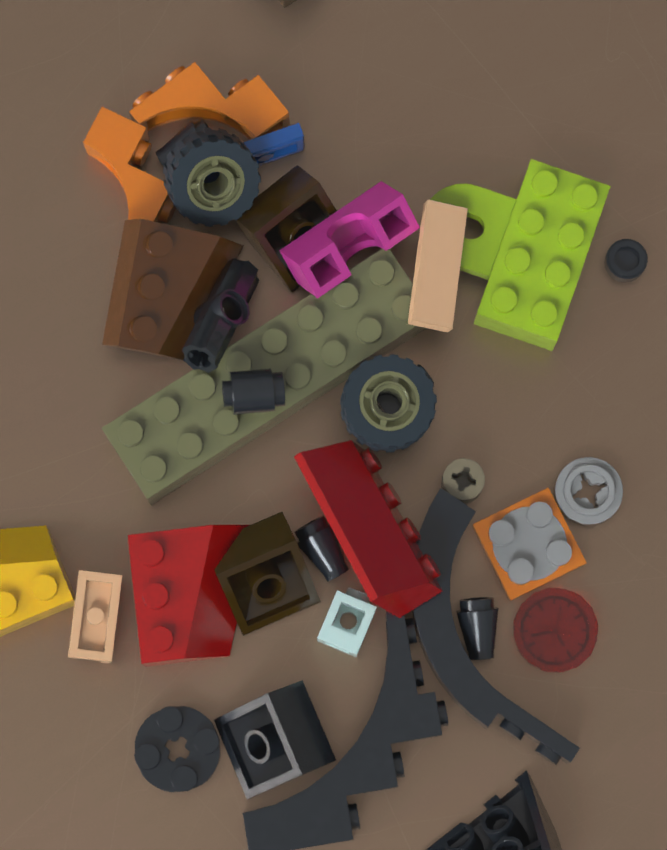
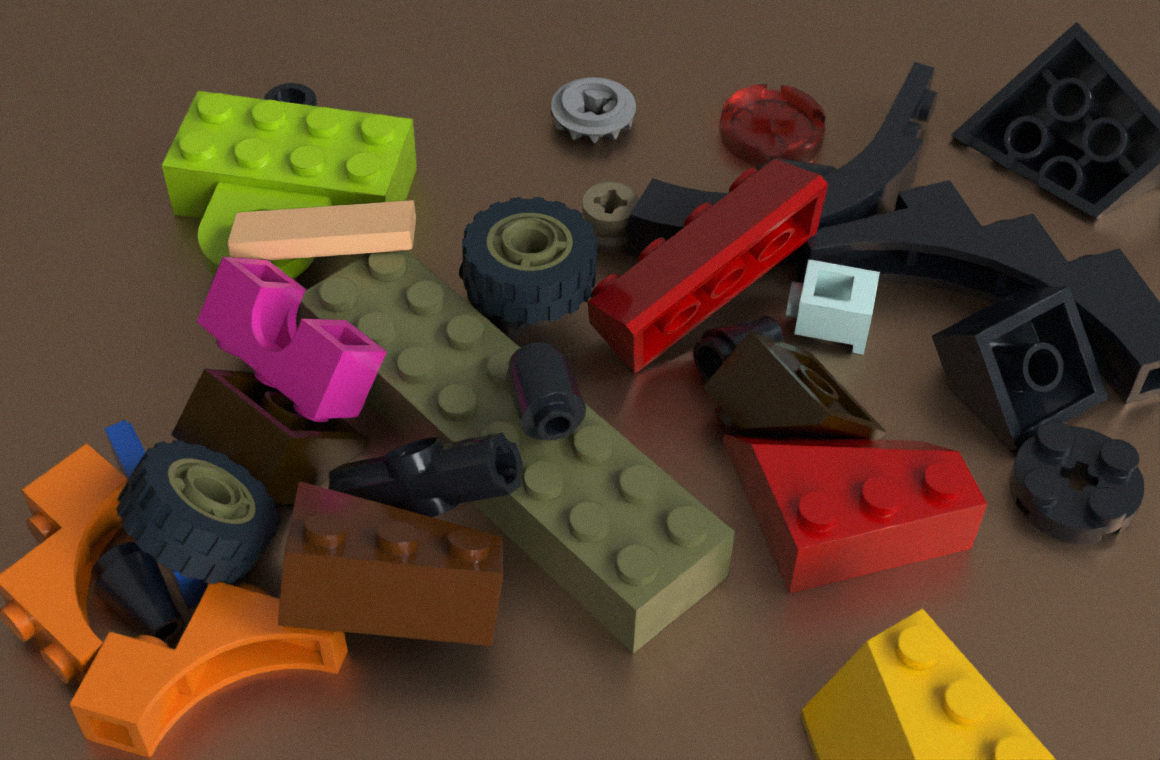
camera: 100 degrees left, 30 degrees down
(95, 616) = (935, 578): light nougat panel -> none
(529, 544) = (674, 148): light grey piece -> none

